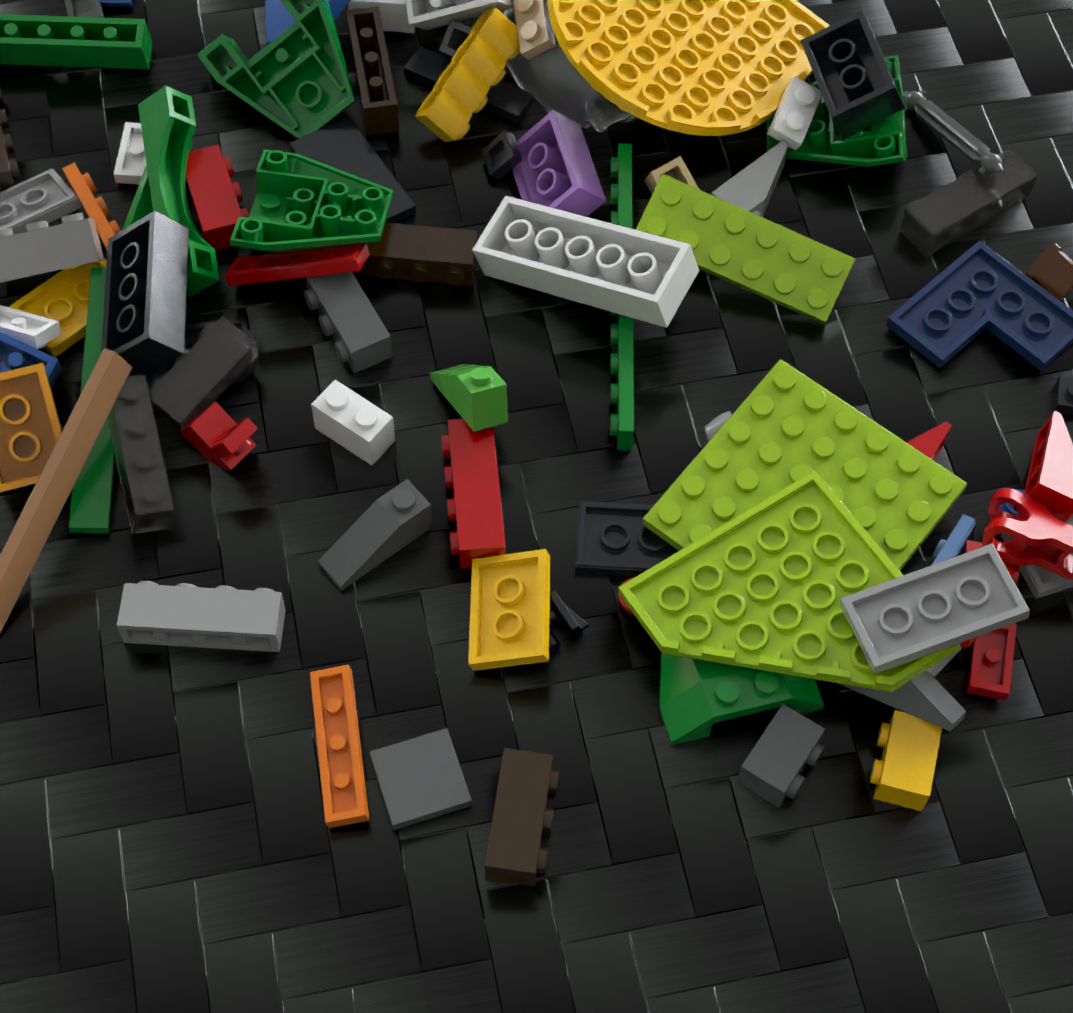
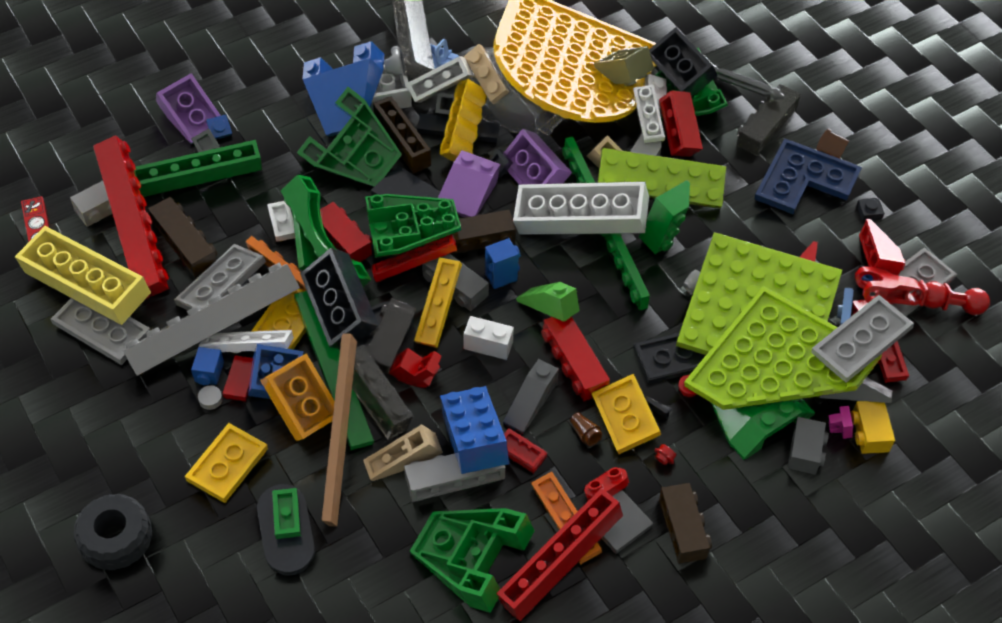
camera: 20 degrees left, 5 degrees down
(157, 557) = (417, 445): none -> tan slope
(158, 740) = (465, 544): none -> green wedge
(250, 561) = (474, 430): none -> blue brick
(289, 803) = (560, 554): none -> red brick
(299, 343) = (438, 302): none -> yellow plate
(321, 615) = (524, 451): none -> red plate
(426, 311) = (502, 263): none -> blue brick
(426, 714) = (611, 481): none -> red plate
(437, 615) = (586, 429): none -> reddish brown cone
(438, 174) = (470, 183): none -> medium lavender slope
(543, 696) = (665, 454): none -> red plate
(711, 312) = (666, 217): none -> green slope
(762, 53) = (626, 65): none -> olive slope
(762, 153) = (650, 122): none -> white tile
(813, 170) = (680, 123): none -> red brick
(858, 736) = (841, 422): none -> dark pink tile

